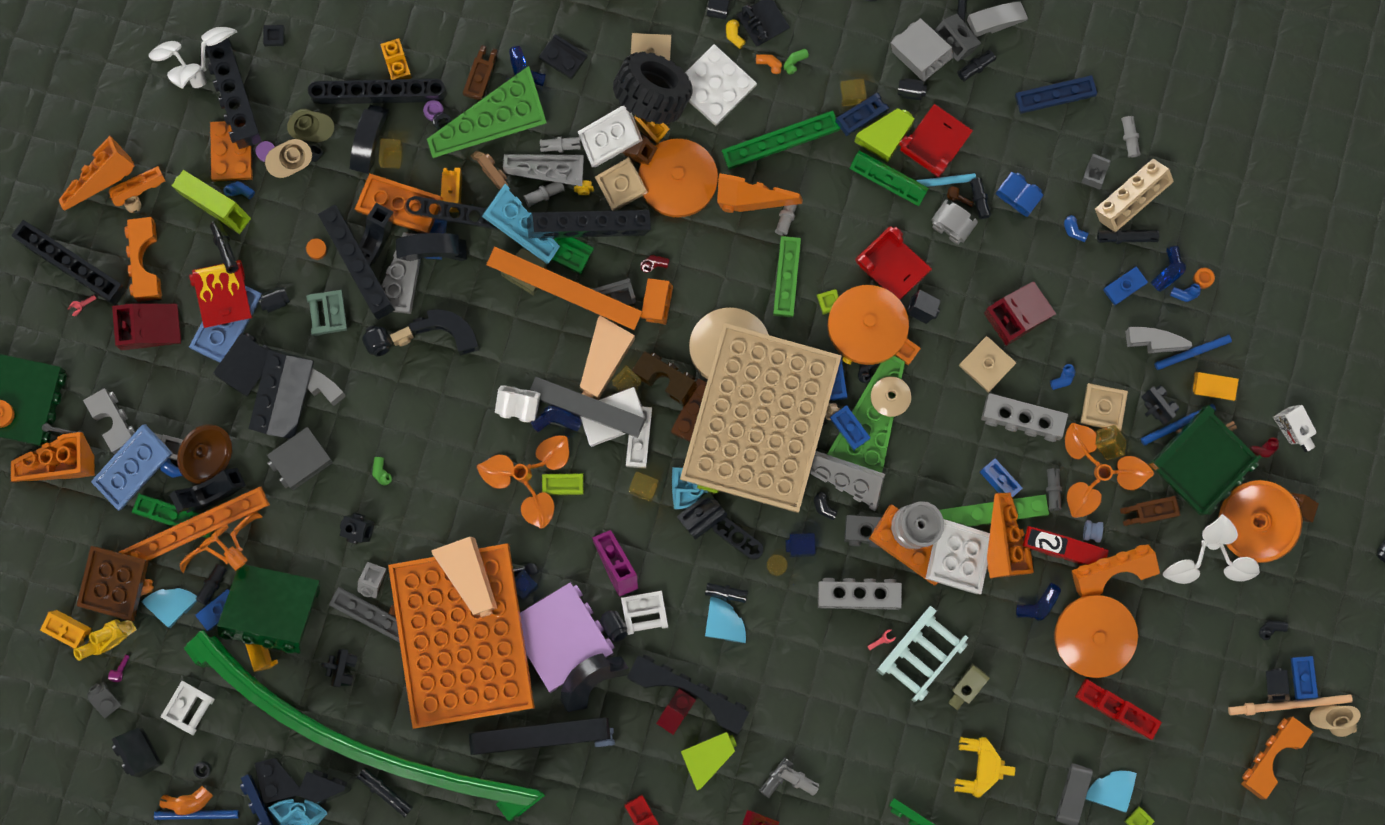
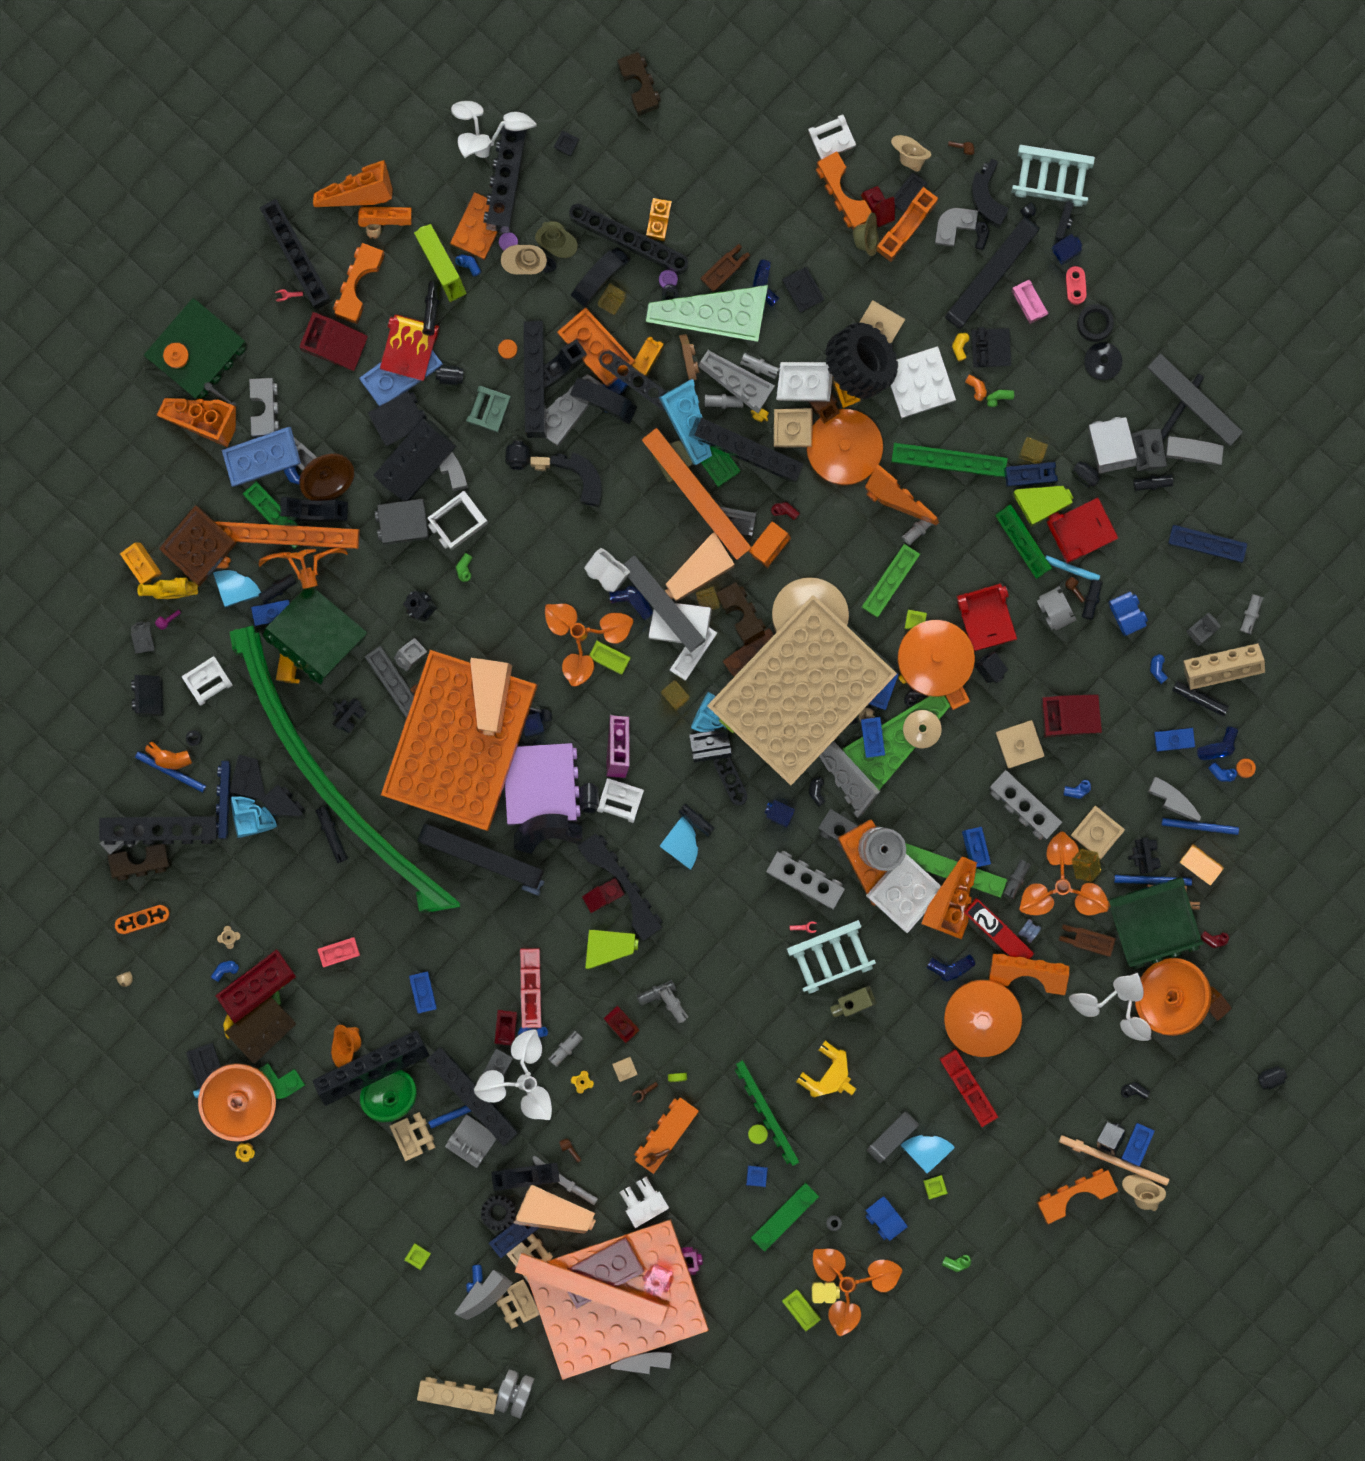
camera: 35 degrees right, 5 degrees up
(346, 406) = (462, 497): none -> white window
(776, 565) = (751, 819): clear yellow tile -> none
(1296, 426) = (1250, 927): white torso -> none

